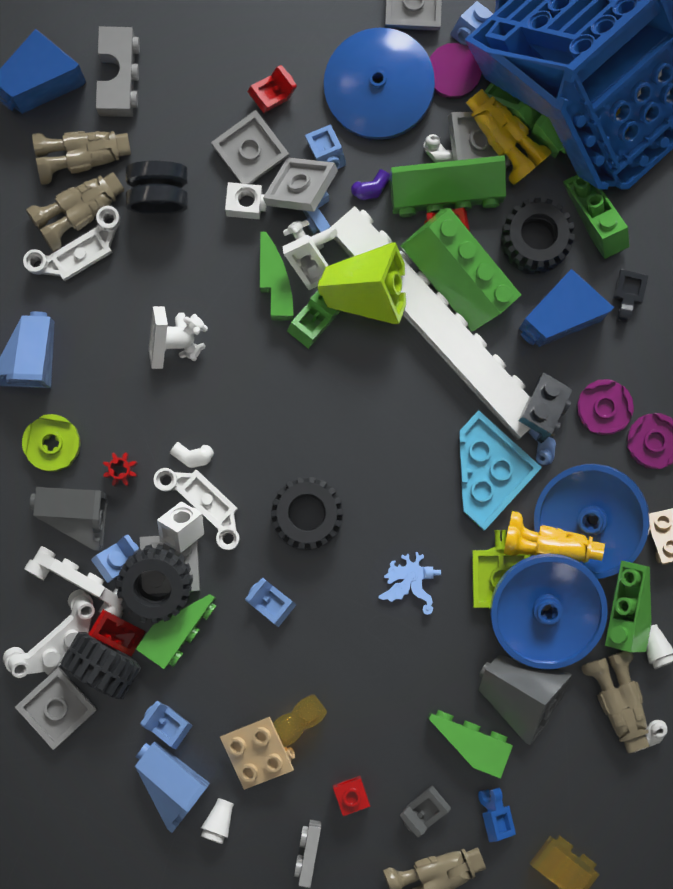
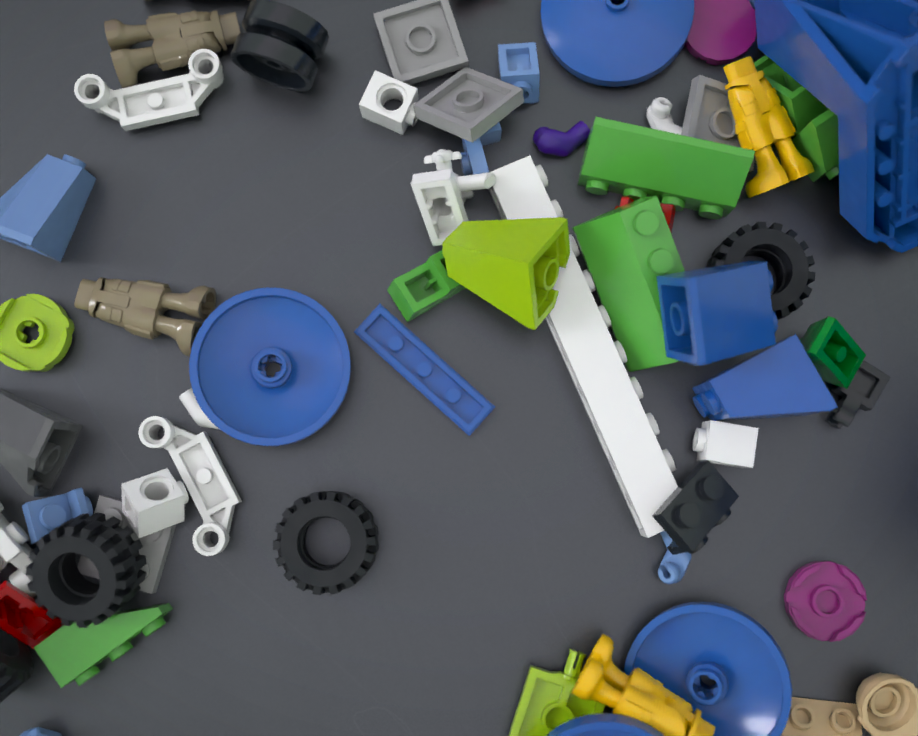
camera: 25 degrees right, 0 degrees up
(117, 462) = (95, 400): red gear -> none
(121, 399) = (141, 307): none -> dark tan piece
(178, 337) = (234, 248): white piece -> none
(231, 383) = (248, 336): none -> blue dish
(270, 602) = (238, 642): medium blue bracket -> none
(275, 280) = (393, 218): bright green slope -> none
(331, 377) = (424, 369): none -> blue tile
(412, 576) = (440, 668): light blue piece -> none
(491, 470) = (592, 566): medium azure plate -> none
(514, 271) = (717, 312): none -> blue slope
(552, 358) = (726, 444): none -> white brick
(598, 216) = (849, 275): bright green slope -> none
(602, 273) = (832, 351): none -> green slope
(605, 407) = (773, 532): magenta tile -> none

